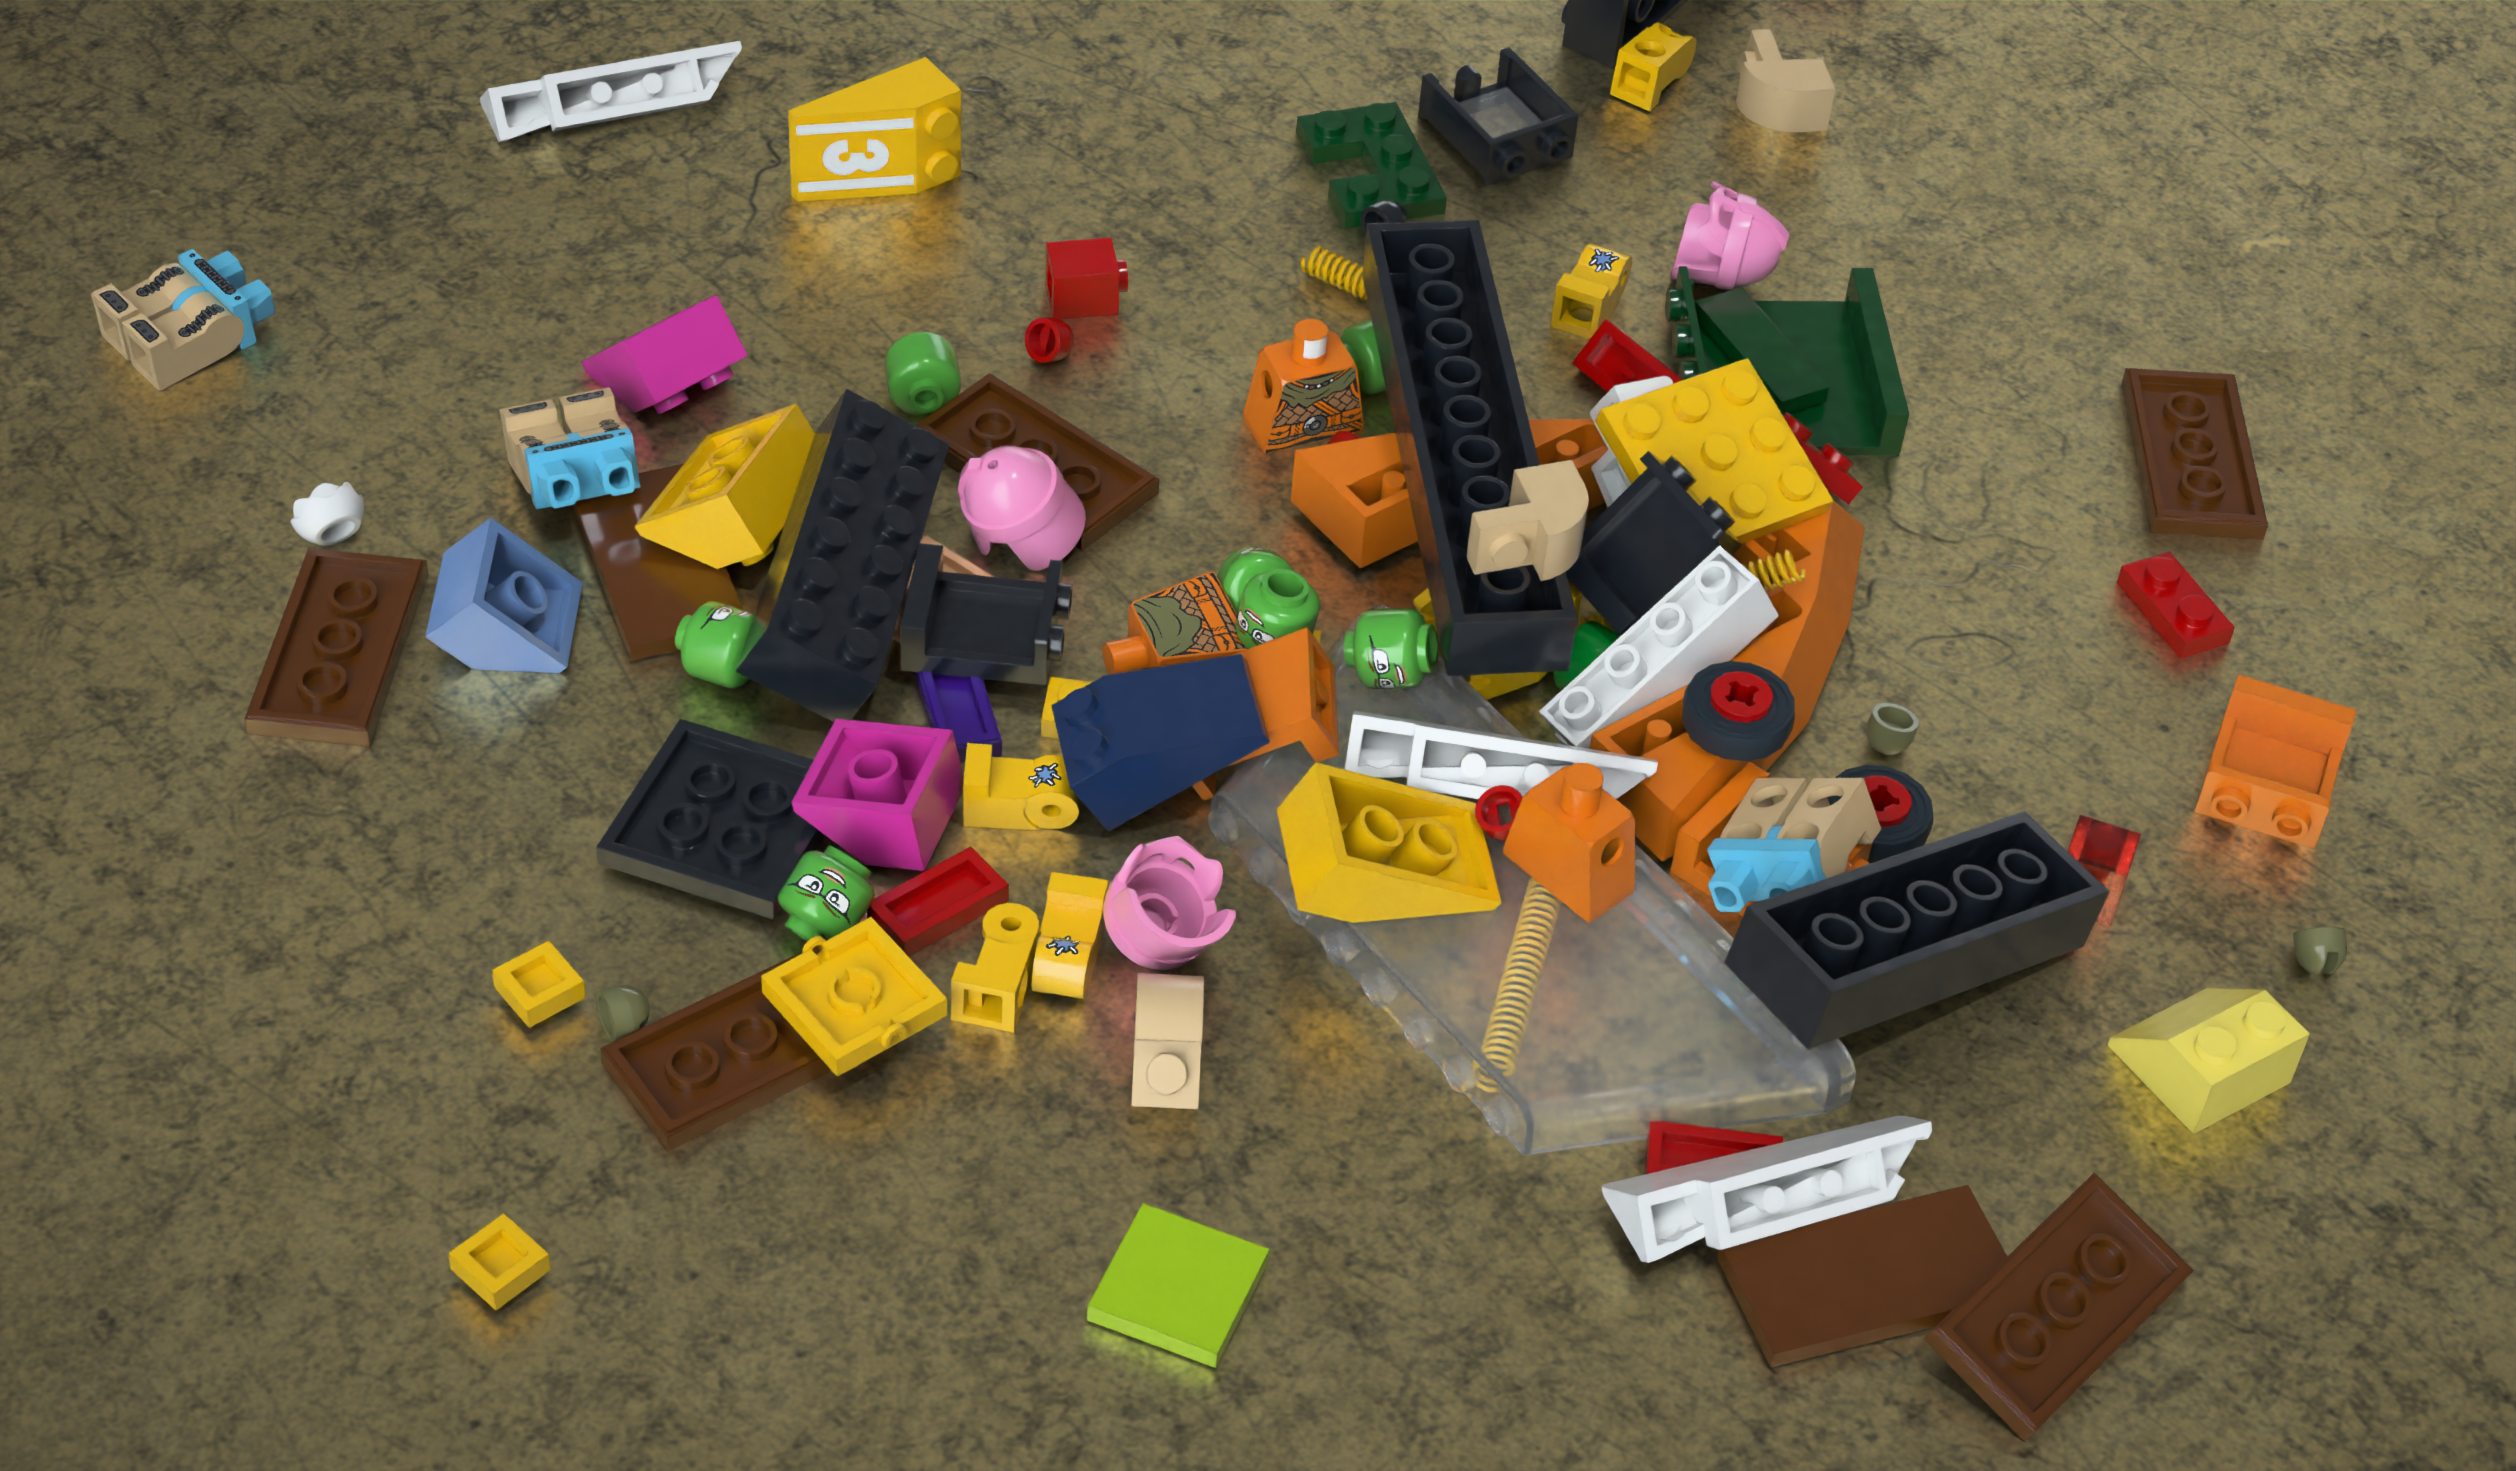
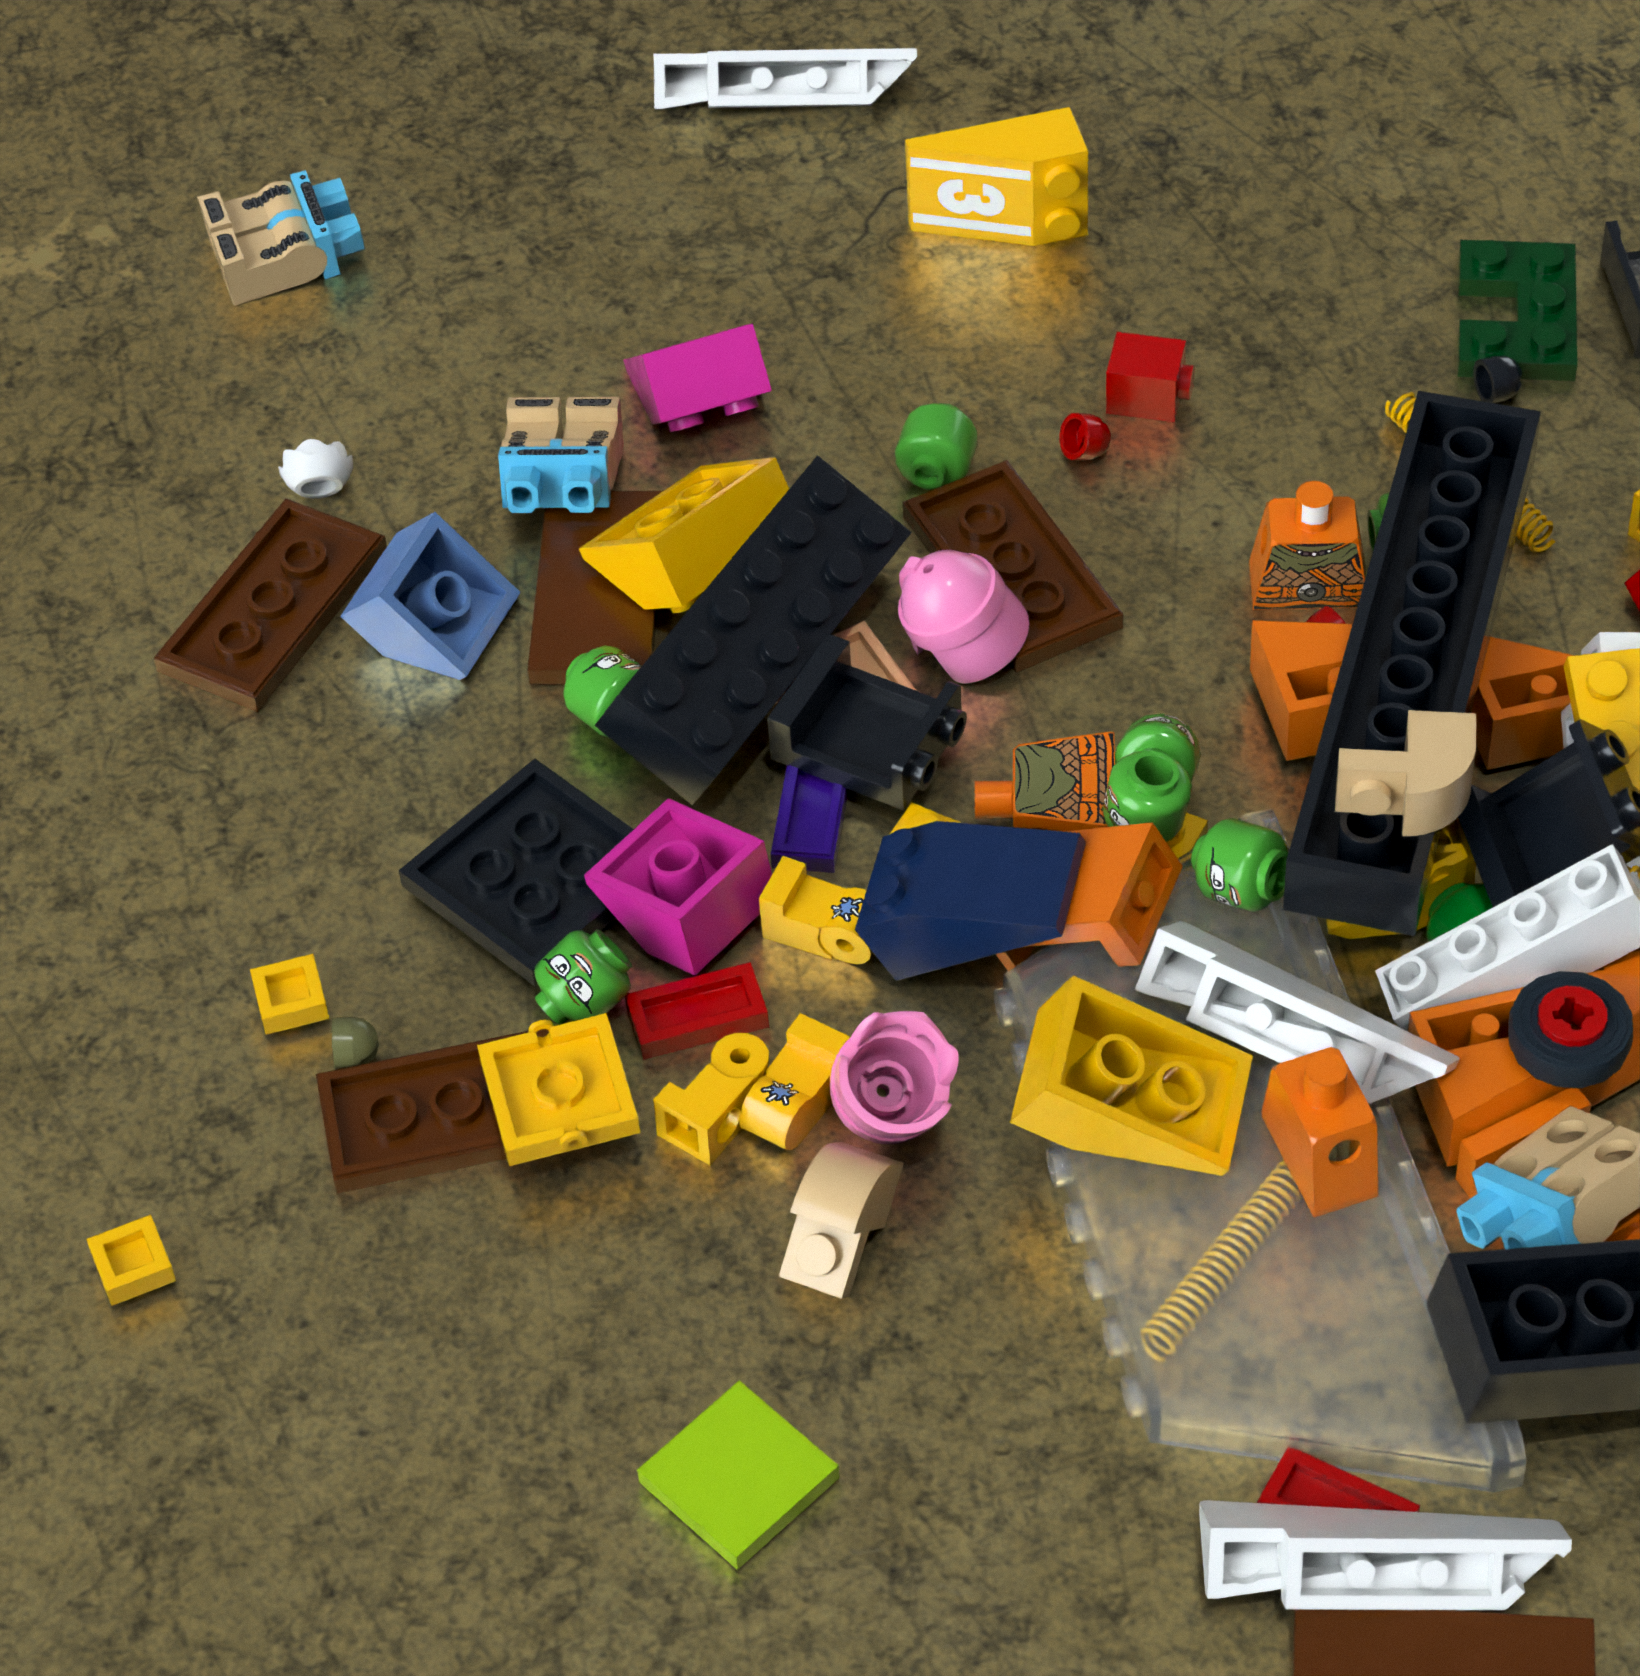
camera: 30 degrees right, 5 degrees up
(1489, 814) = (1257, 1068): red hinge -> none

